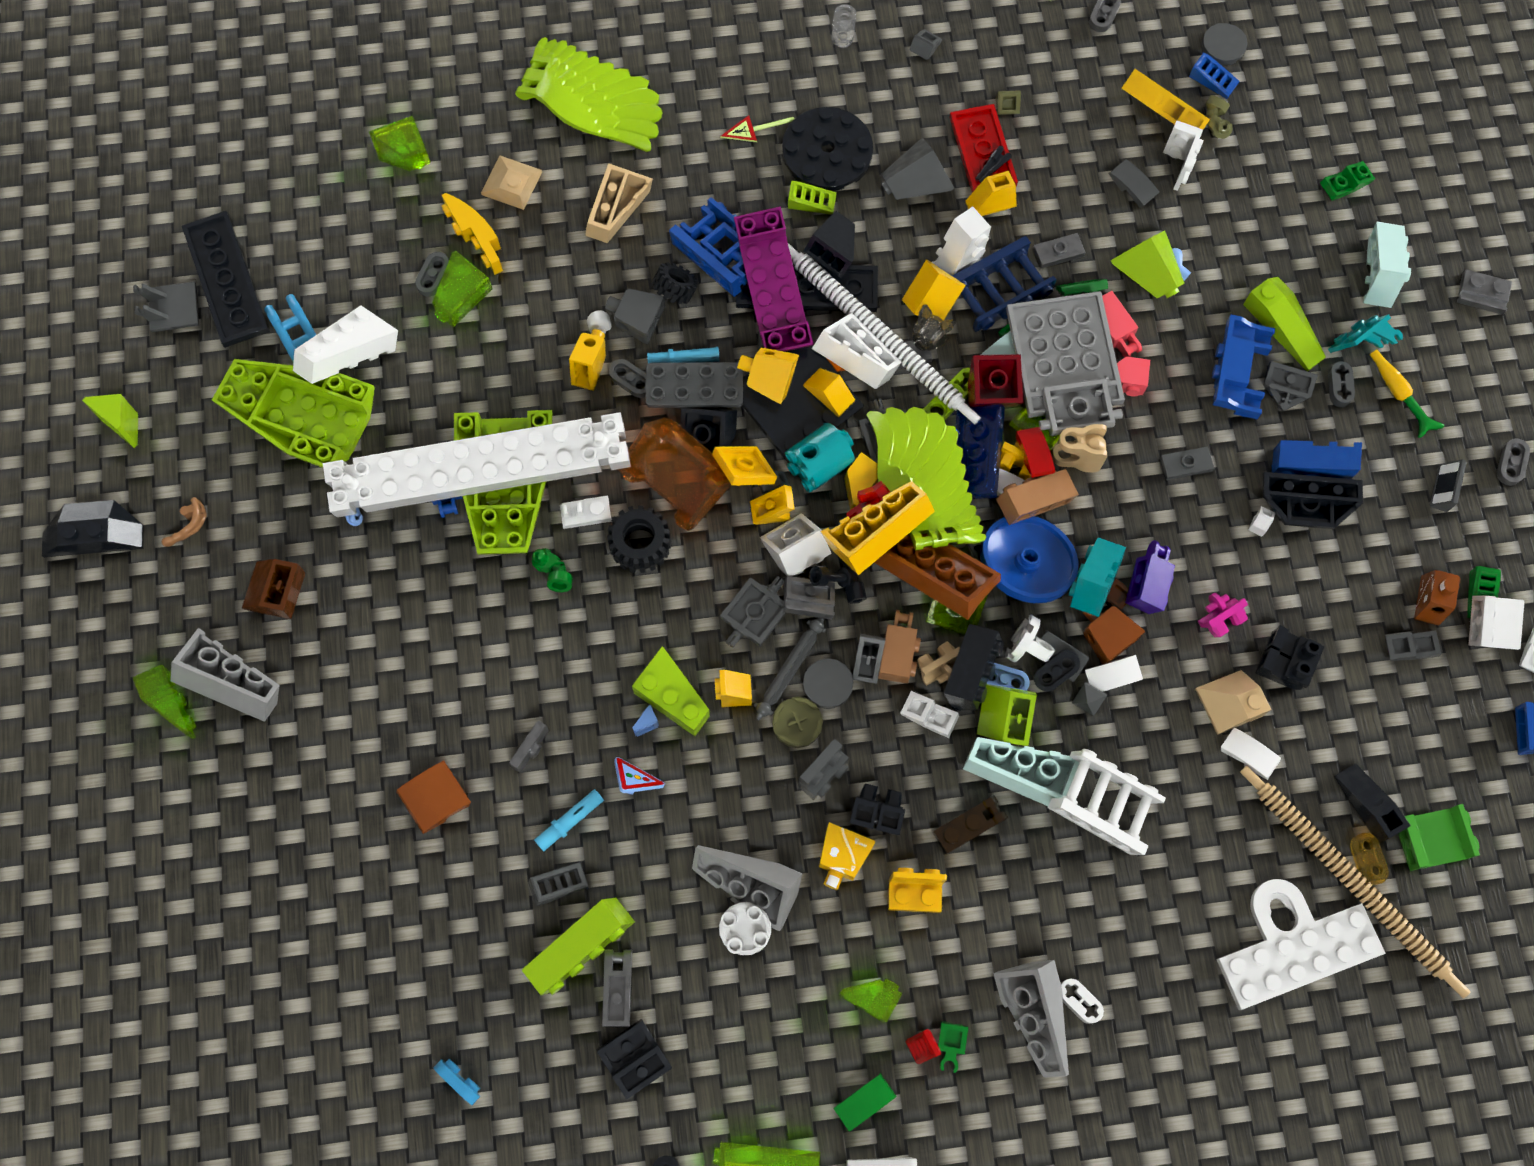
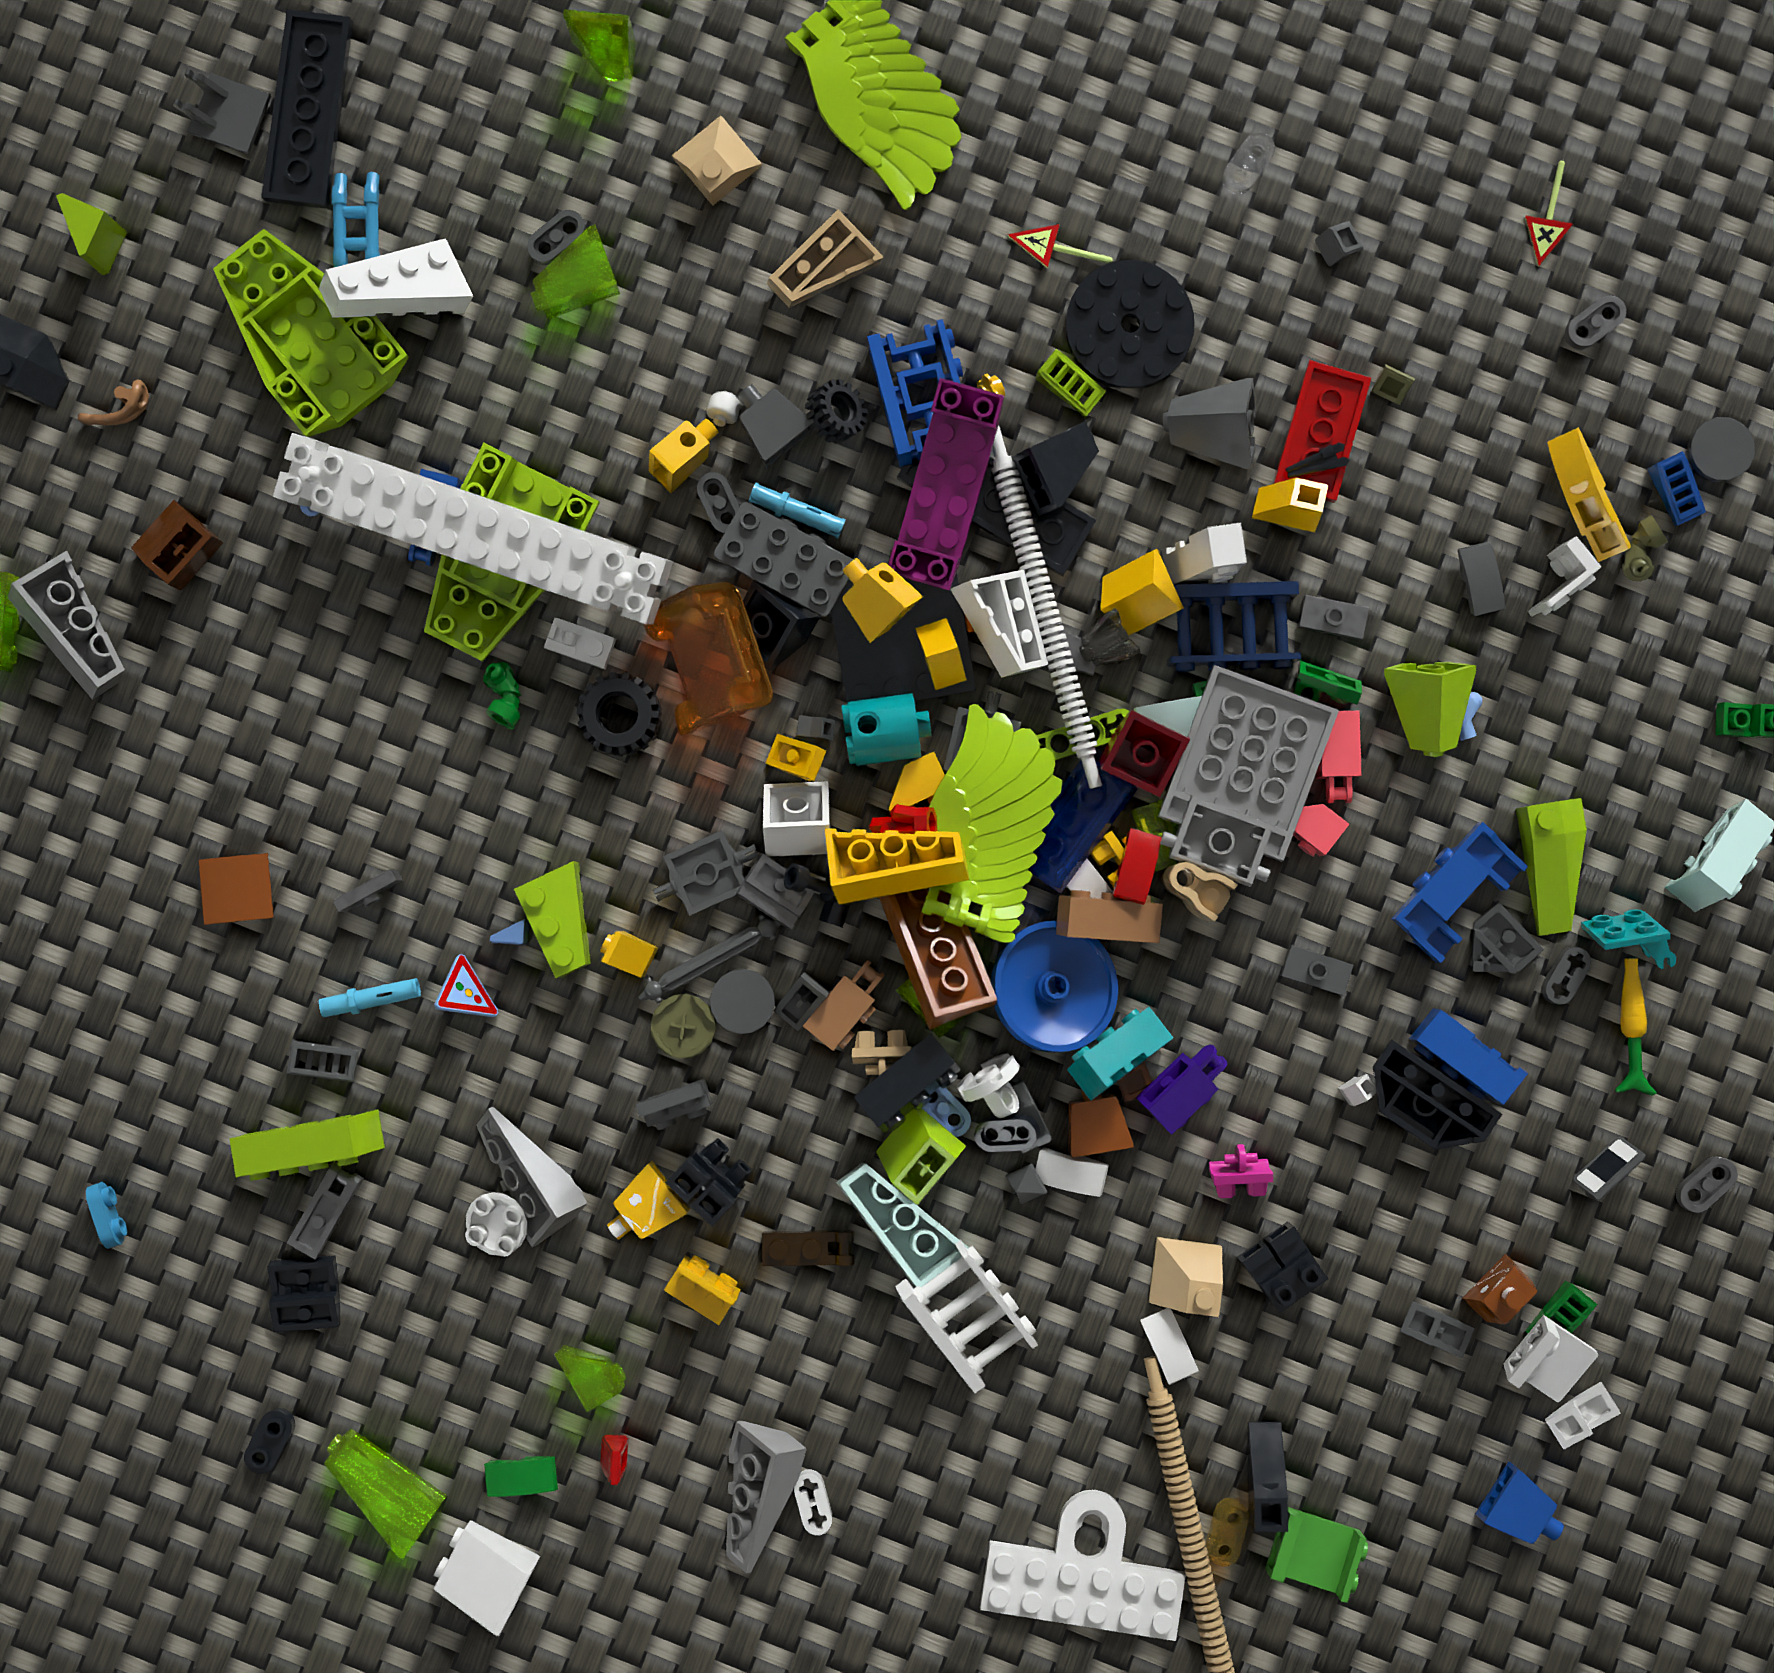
camera: 30 degrees right, 15 degrees up
(474, 228) = (635, 202): yellow slope -> none
(744, 465) = (786, 694): yellow plate -> none
(929, 715) = (836, 1100): white slope -> none
(952, 1041) = (648, 1468): green plate -> none

